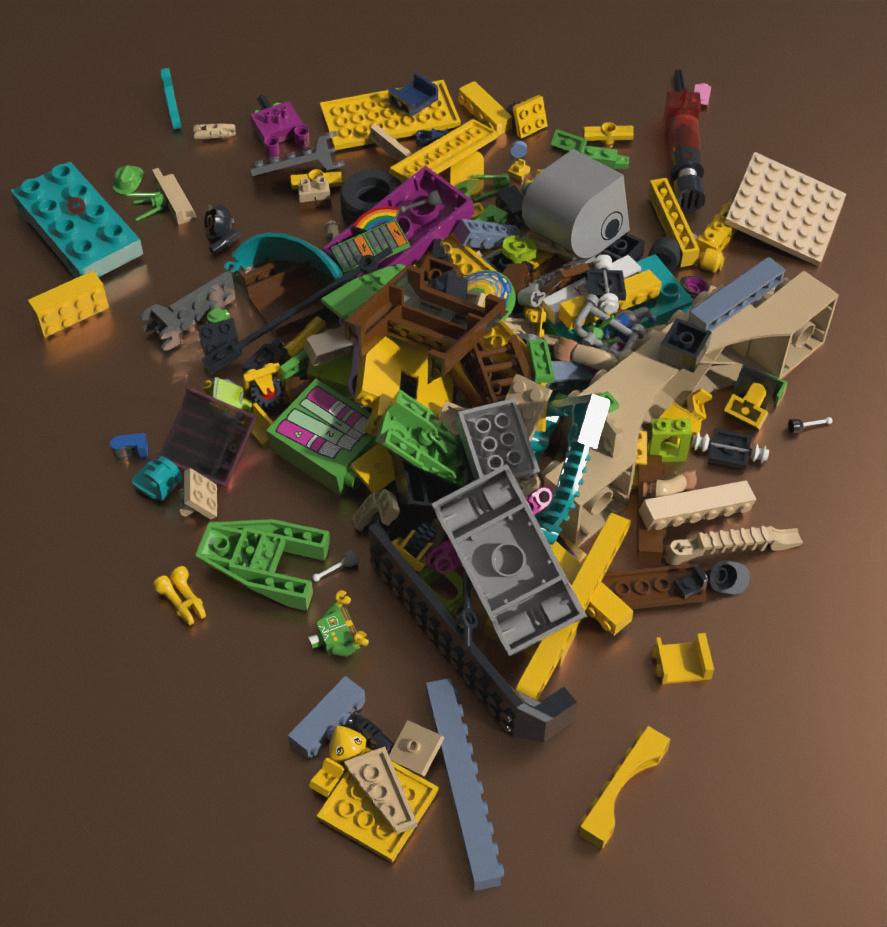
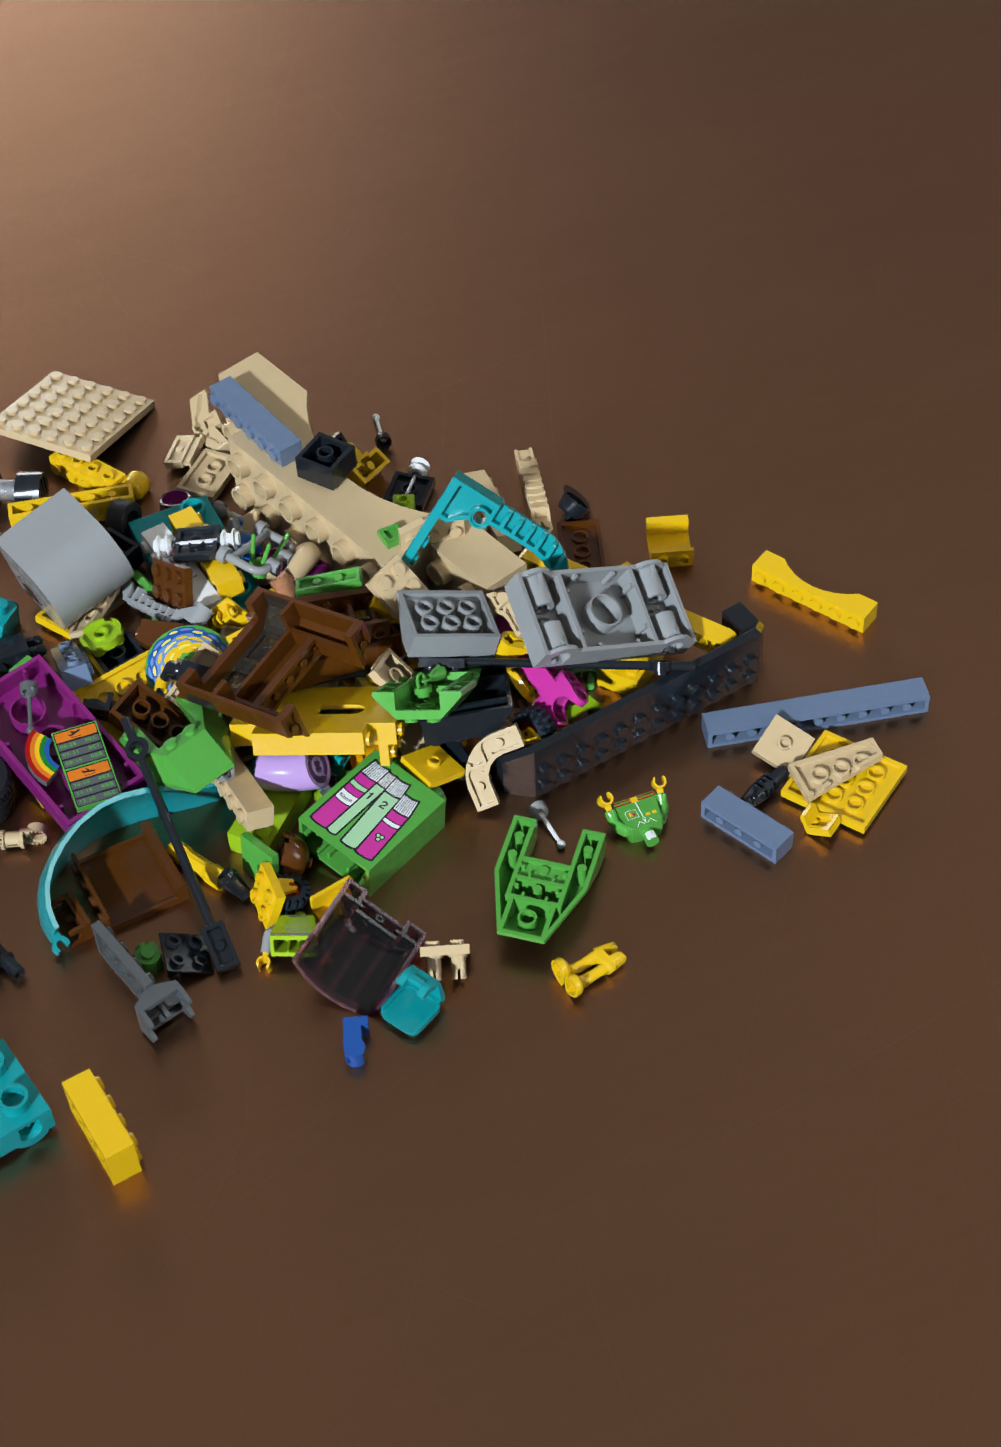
camera: 85 degrees left, 5 degrees down
(262, 356) = (227, 906): black hinge -> none
(345, 744) = (784, 801): yellow piece -> none
(692, 583) = (585, 524): black bracket -> none

